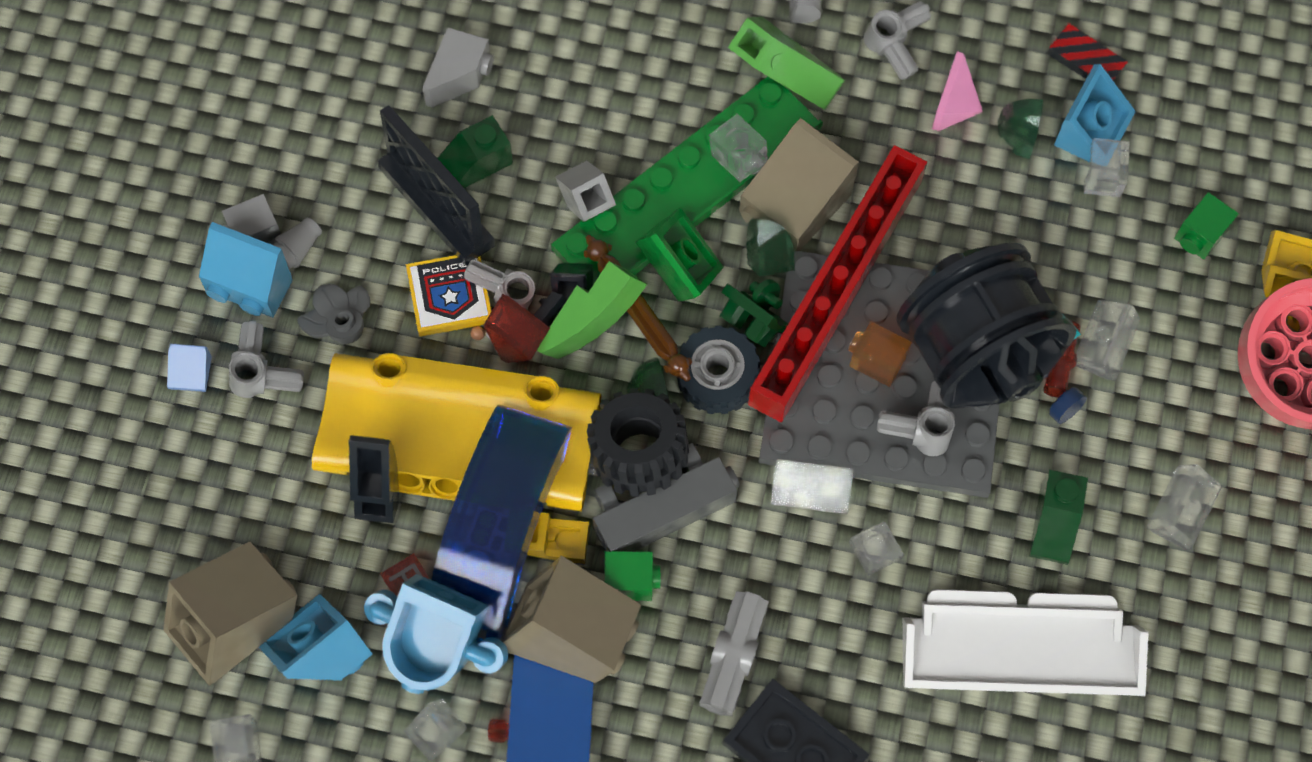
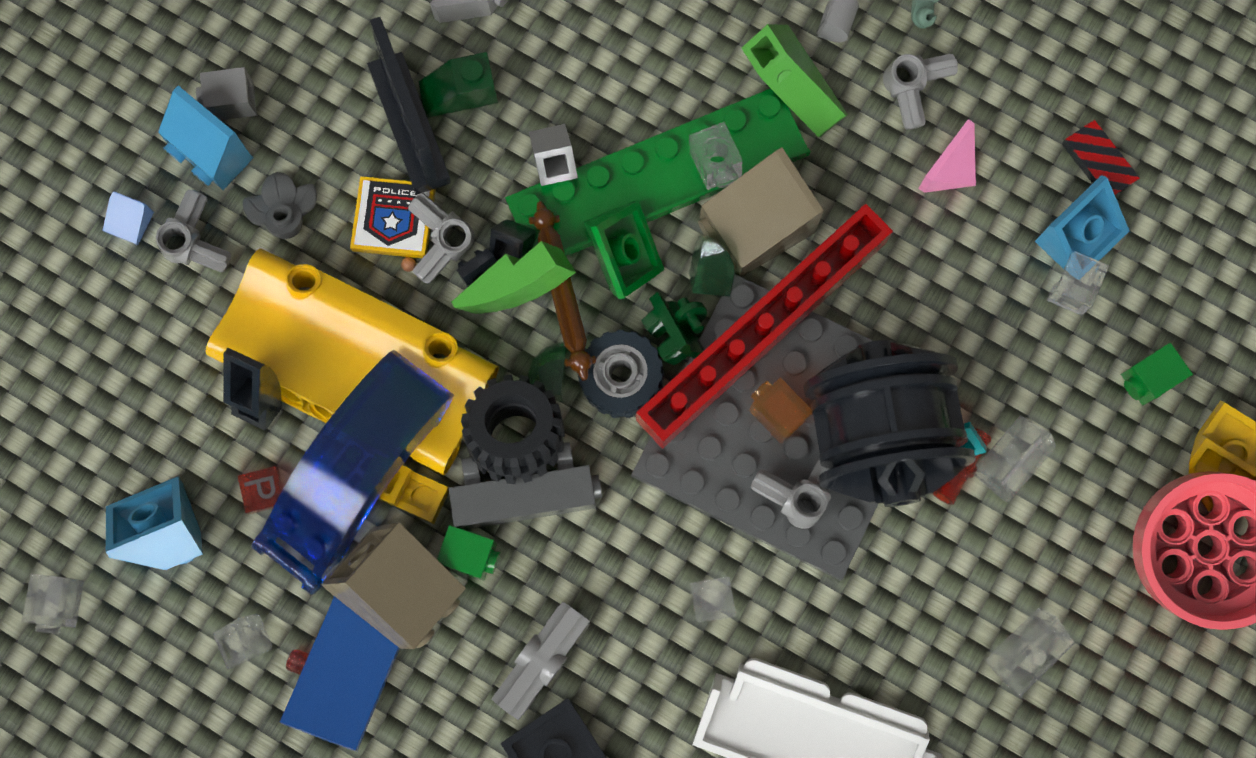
camera: 20 degrees right, 10 degrees up
(227, 610) = (85, 468): dark tan slope -> none
(297, 241) = (262, 124): light grey cone -> none
(432, 633) = (260, 554): dark azure piece -> none
(514, 330) = (434, 278): clear red slope -> none
(811, 486) = (672, 518): clear slope -> none
(1020, 125) = (1005, 214): clear green brick -> none
(1058, 516) = (900, 625): dark green slope -> none
(1067, 405) = (949, 515): dark blue tile -> none

